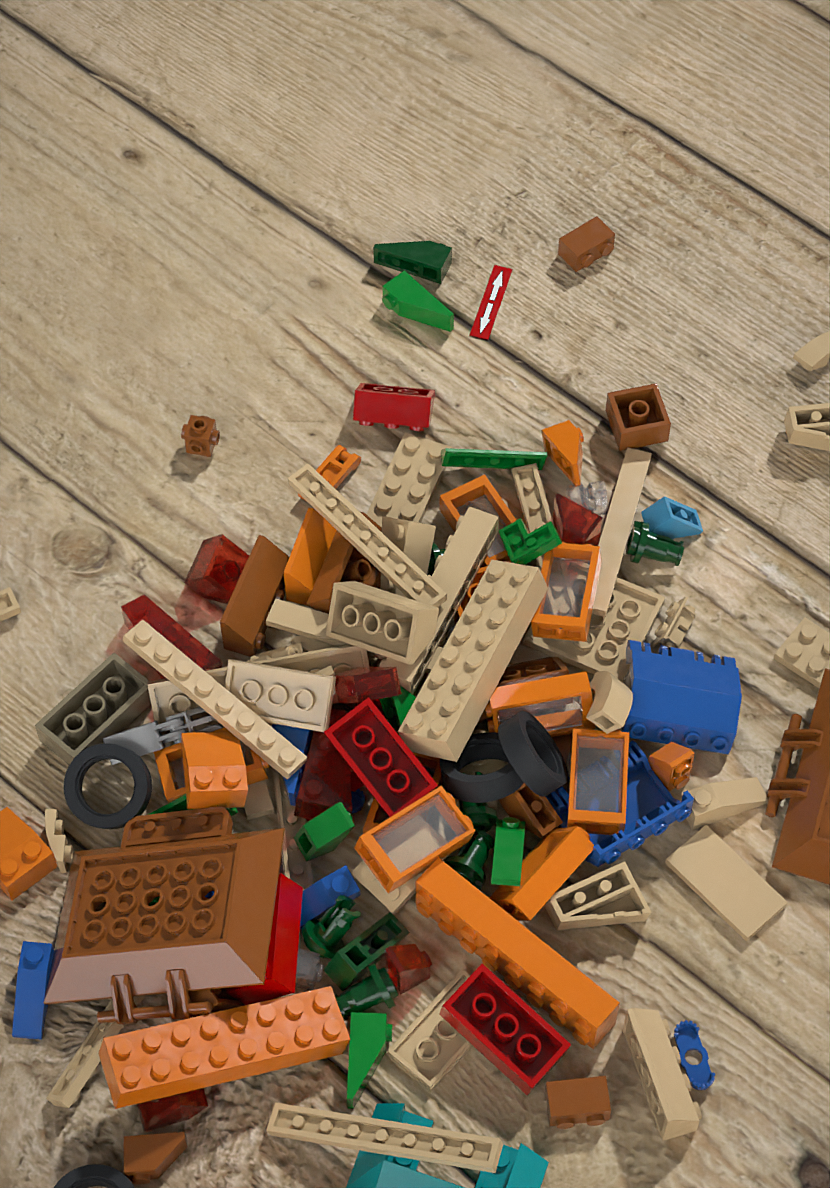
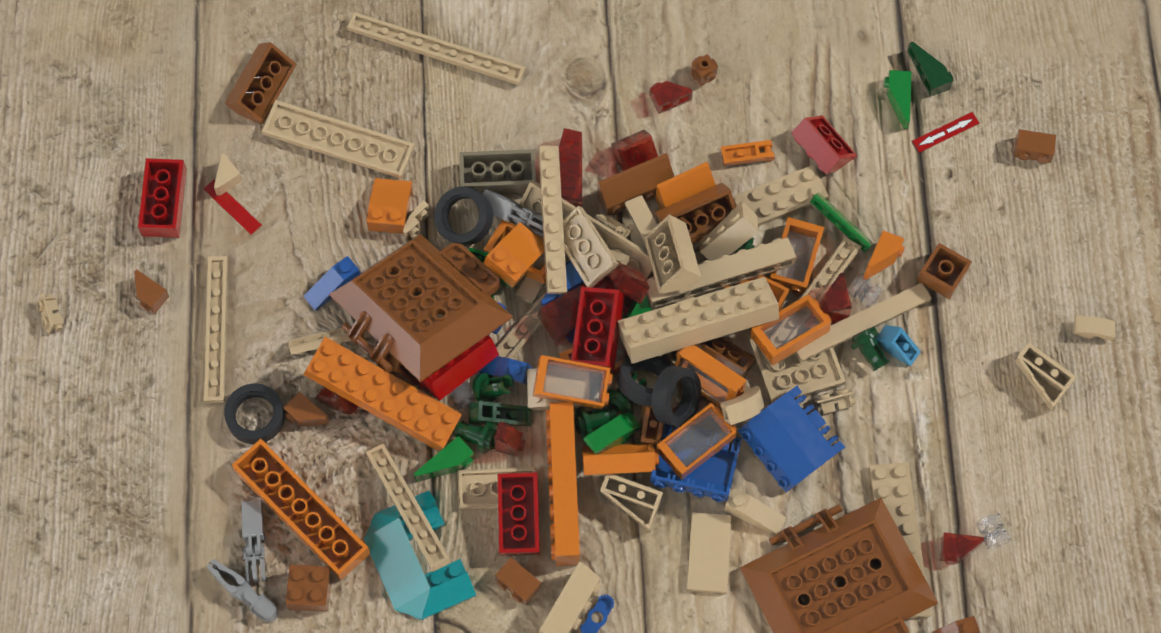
camera: 45 degrees right, 10 degrees up
(191, 489) = (669, 95): none -> clear red slope
(324, 832) = (538, 337): green slope -> none
(366, 537) = (713, 206): tan plate -> none
(526, 546) = (796, 284): green tile -> none
(672, 765) = (745, 470): orange slope -> none

